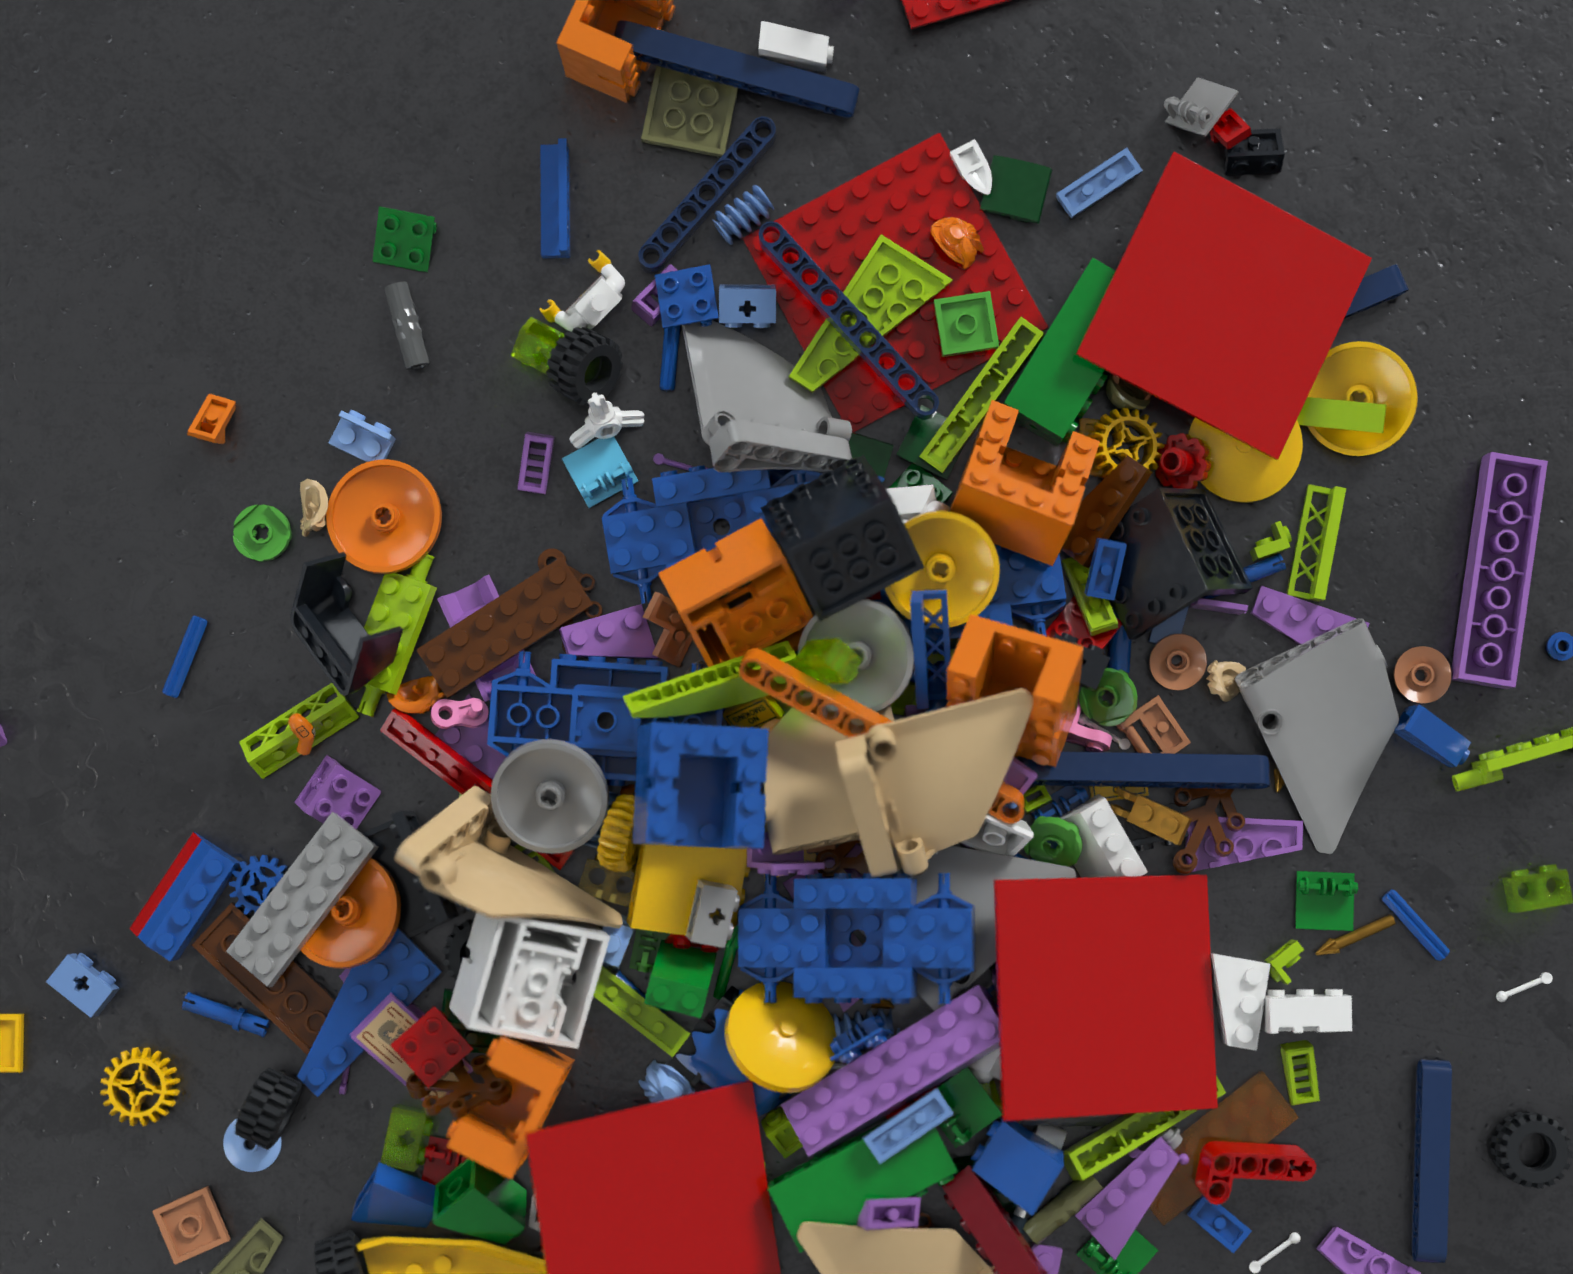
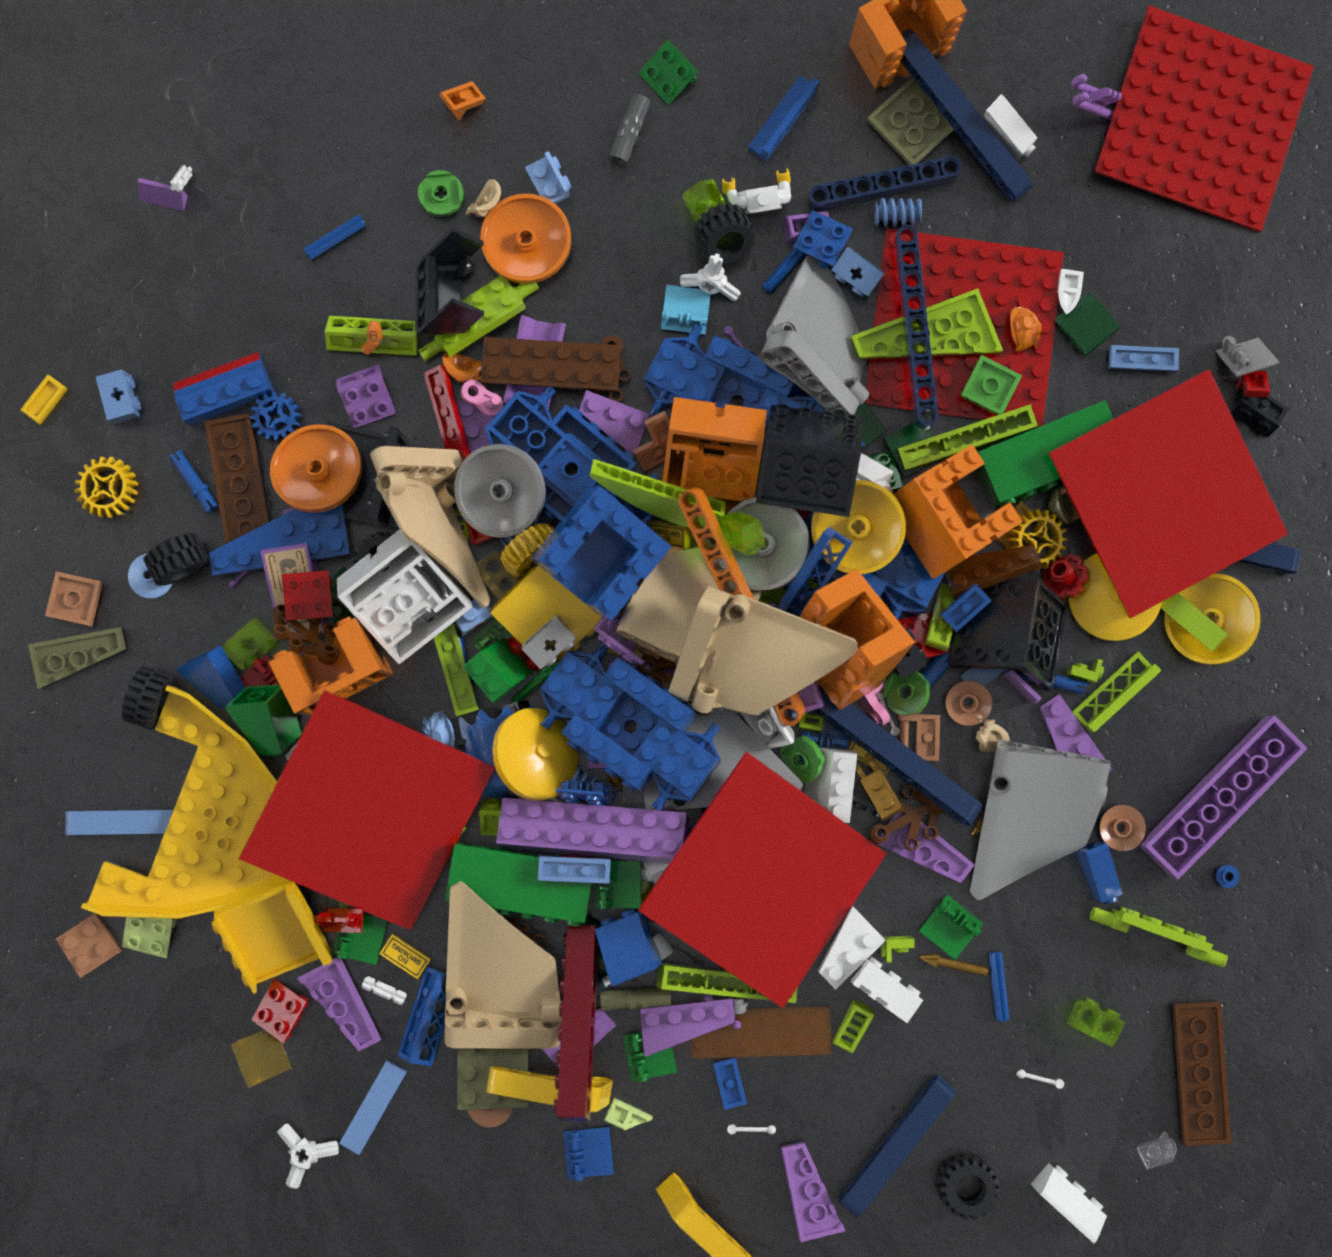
camera: 30 degrees right, 0 degrees up
(302, 899) = (294, 442): light grey plate -> none
(527, 449) = (642, 270): medium lavender slope -> none
(890, 1213) = (521, 917): medium lavender slope -> none
(1289, 1164) = (802, 1079): red beam -> none

